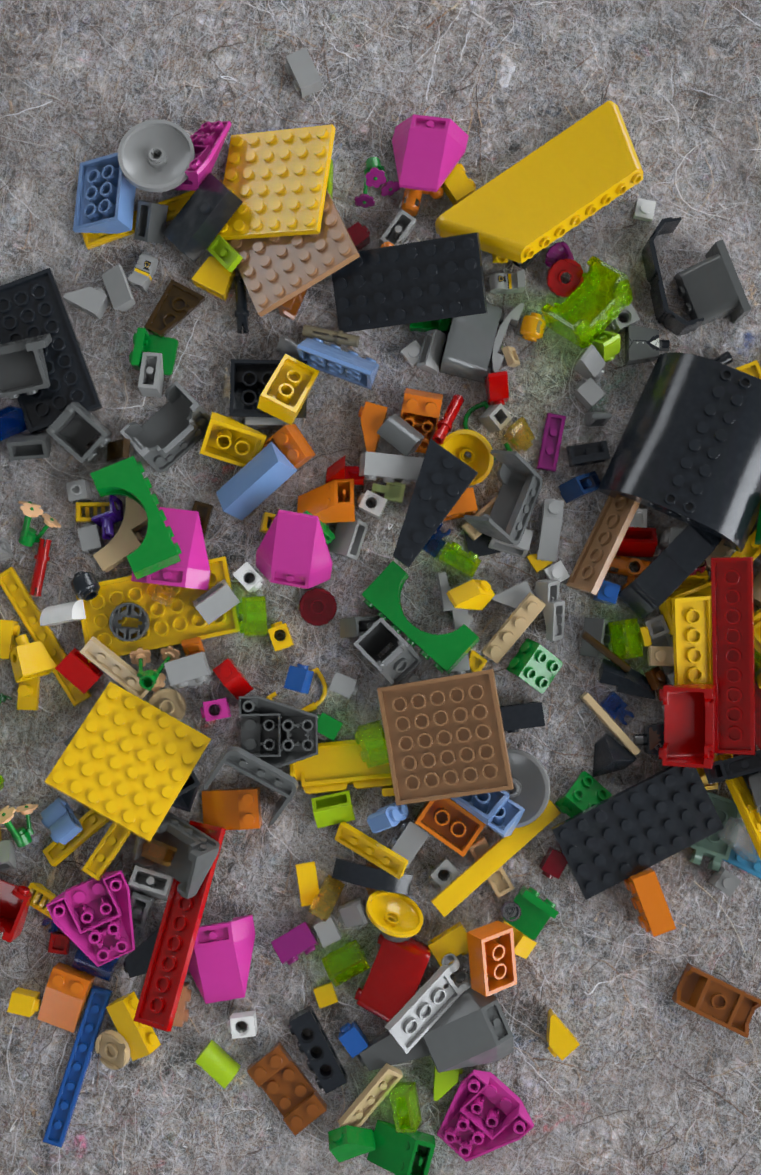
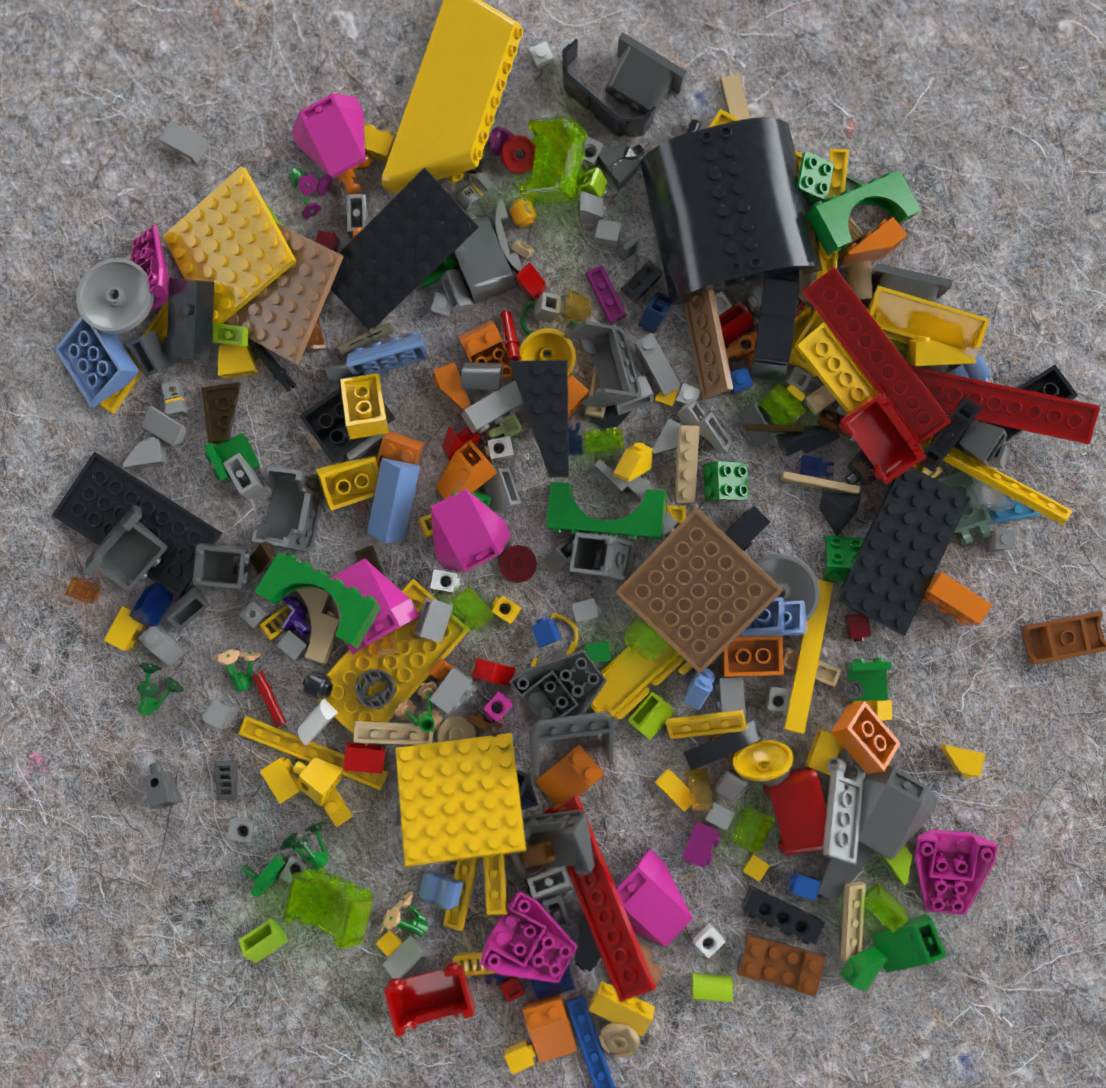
camera: 30 degrees left, 0 degrees up
(193, 710) = (480, 721): none -> reddish brown plate

